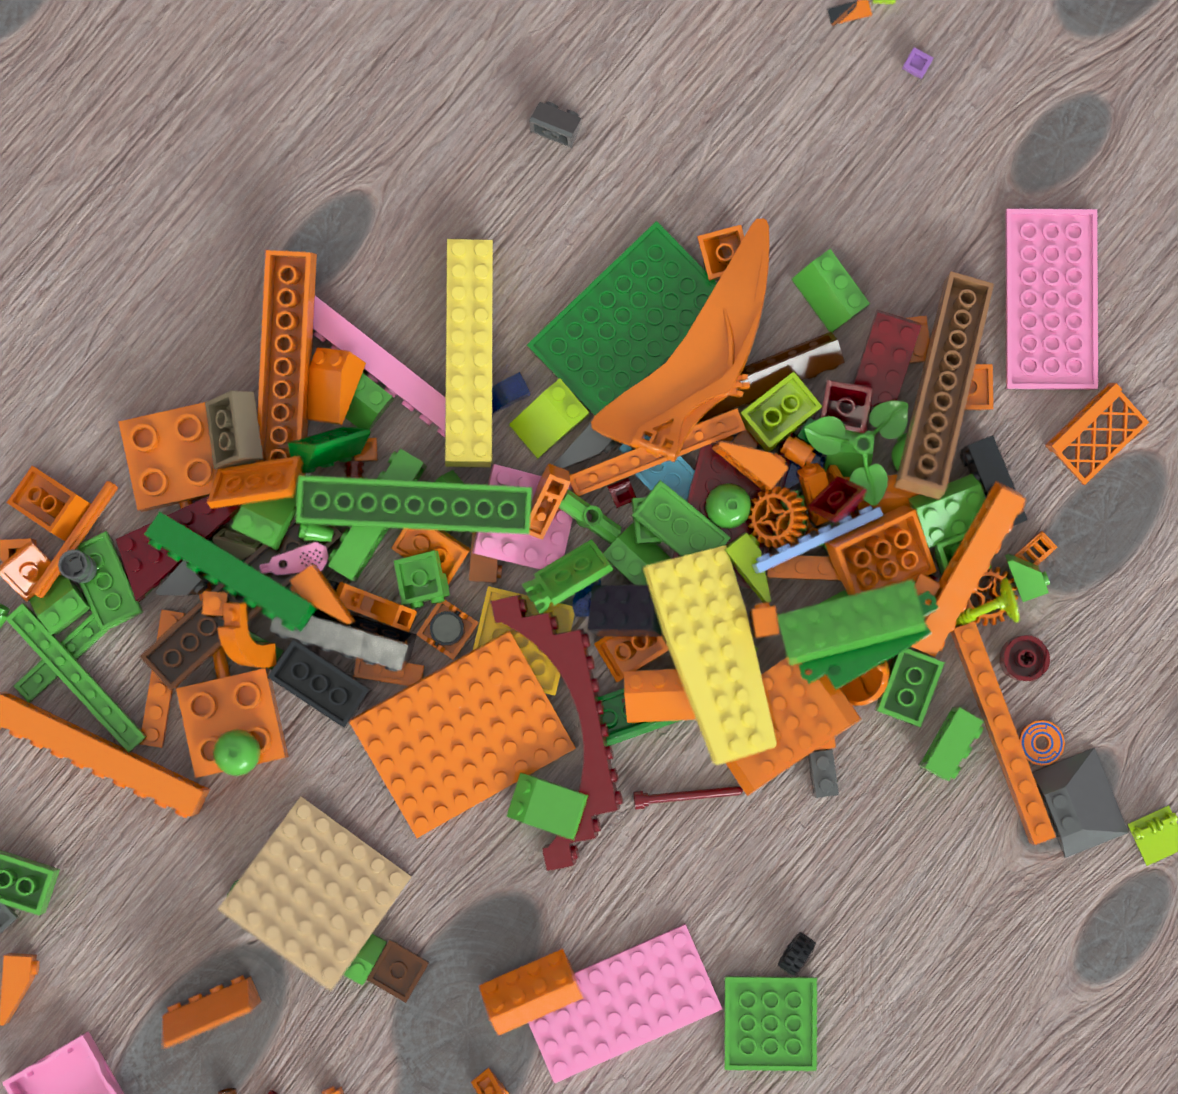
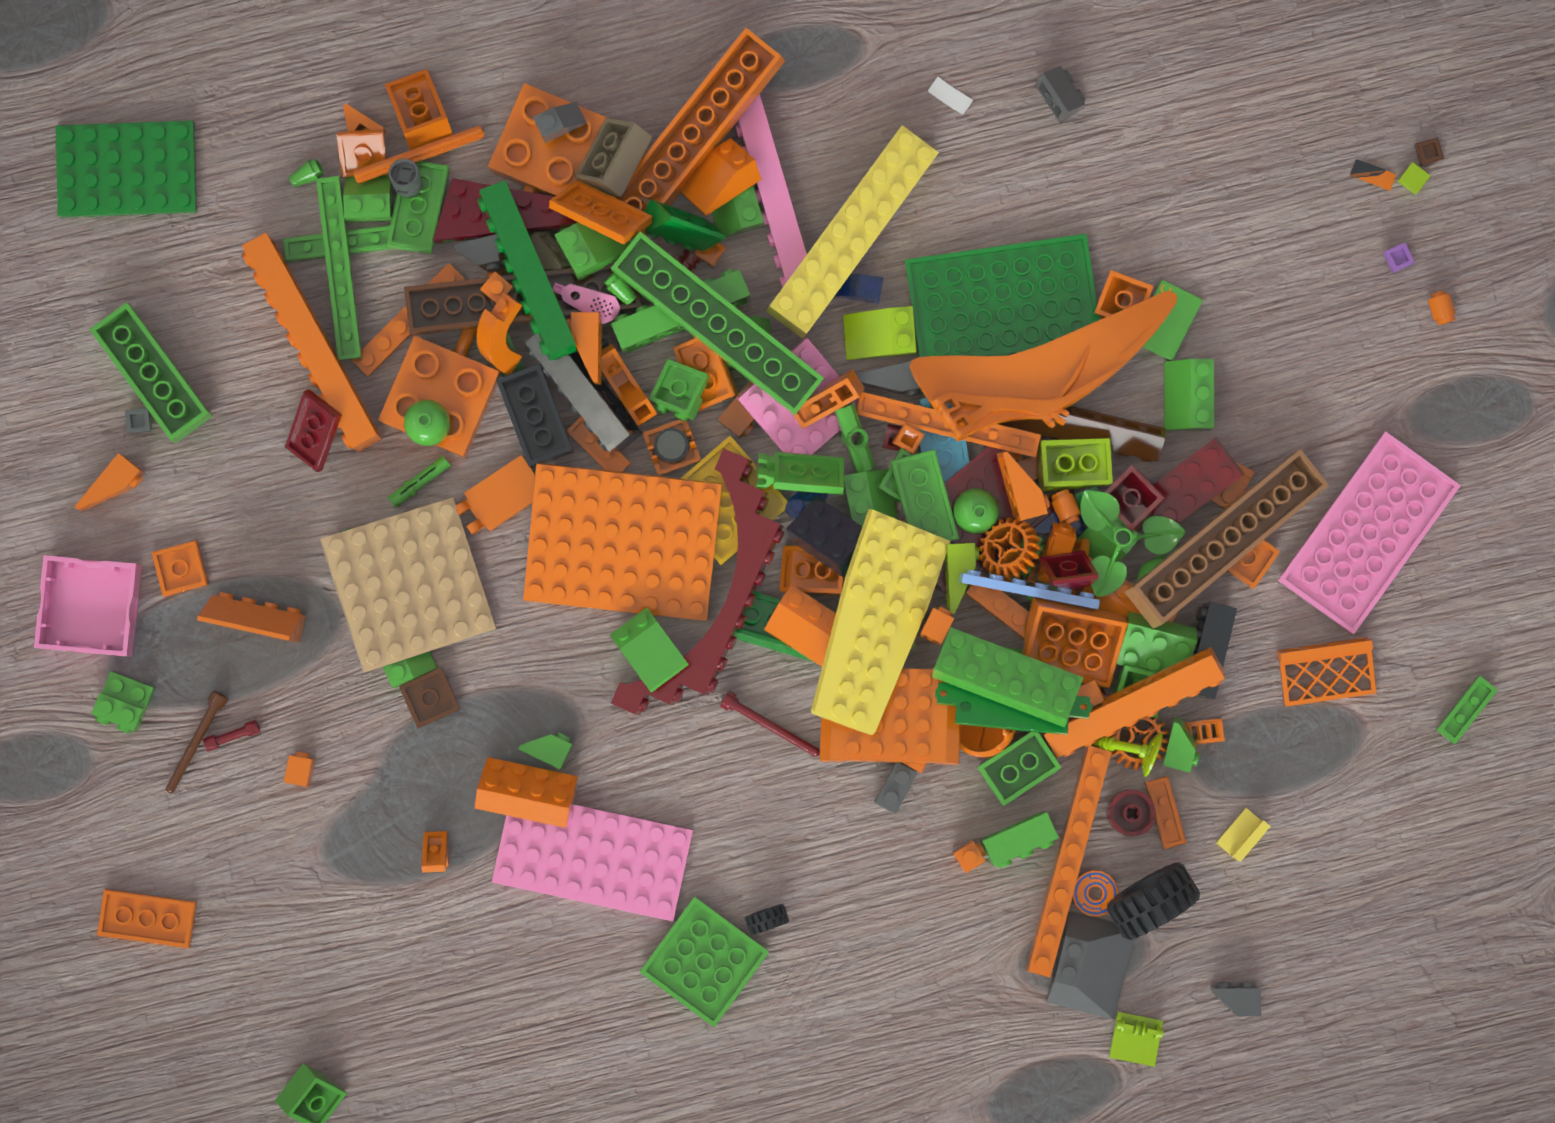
camera: 30 degrees right, 0 degrees up
(121, 1011) = (180, 568): none -> orange tile
(149, 824) = (313, 430): none -> dark red tile
(169, 432) = (559, 121): none -> dark grey slope
(264, 803) = (419, 481): none -> bright green pin
(337, 767) = (499, 496): none -> orange tile
(468, 188) = (950, 95): none -> white sticker
(524, 943) = (549, 749): none -> bright green slope
(632, 486) = (908, 438): none -> orange slope
(781, 249) = (1174, 328): none -> bright green tile
(921, 785) = (969, 856): none -> orange brick
(980, 78) = (1442, 307): none -> orange brick
(1053, 638) = (1166, 812): none -> orange tile
(1095, 717) = (1153, 901): none -> black tyre
(1125, 611) = (1243, 835): none -> light yellow panel

